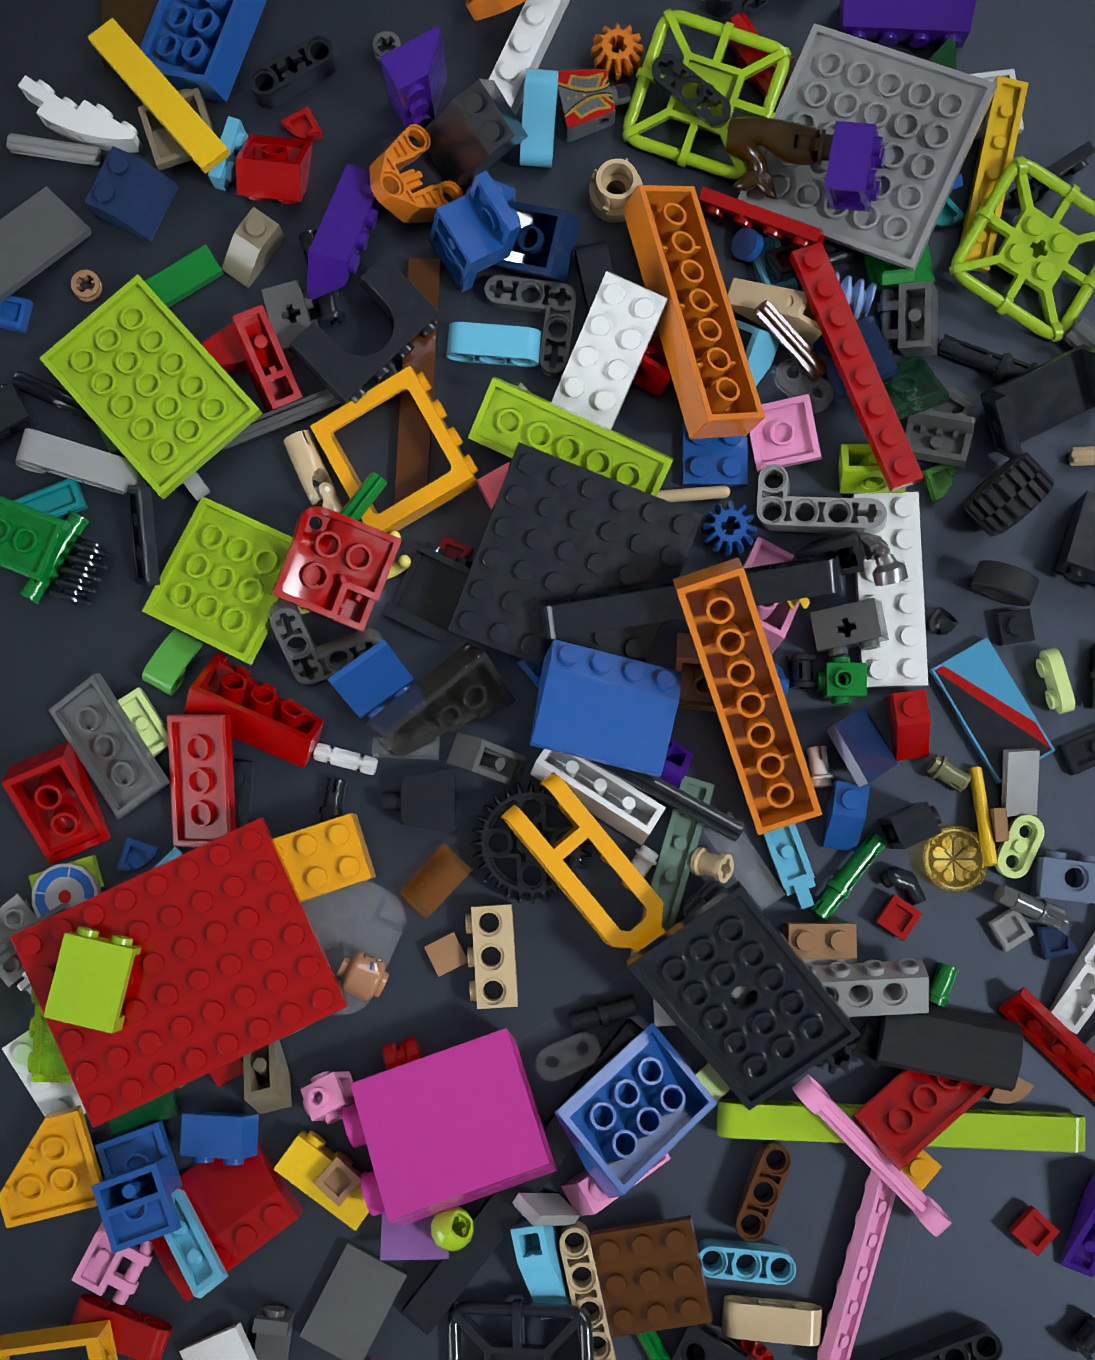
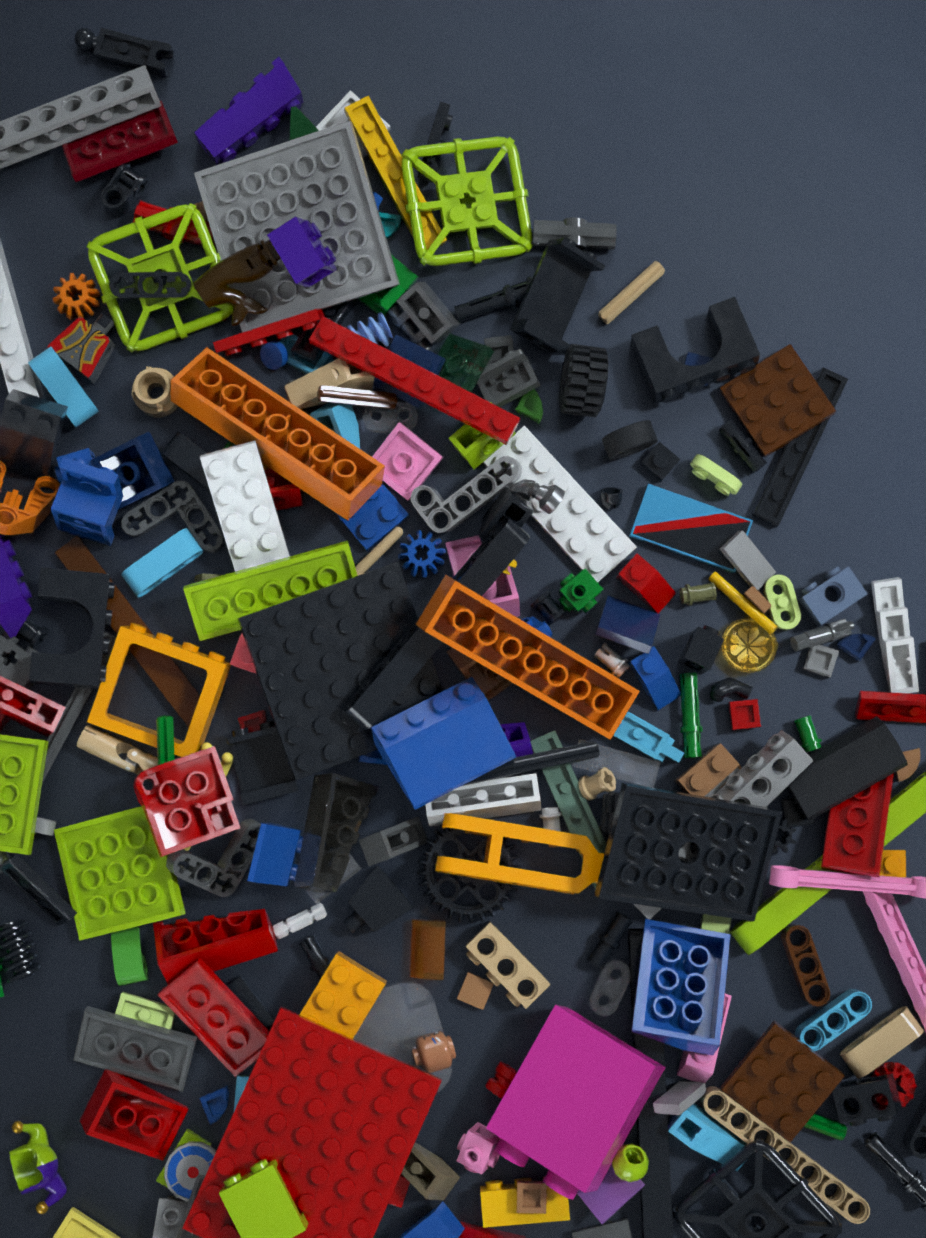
camera: 45 degrees left, 0 degrees up
(831, 622) = (541, 561): dark grey brick -> none

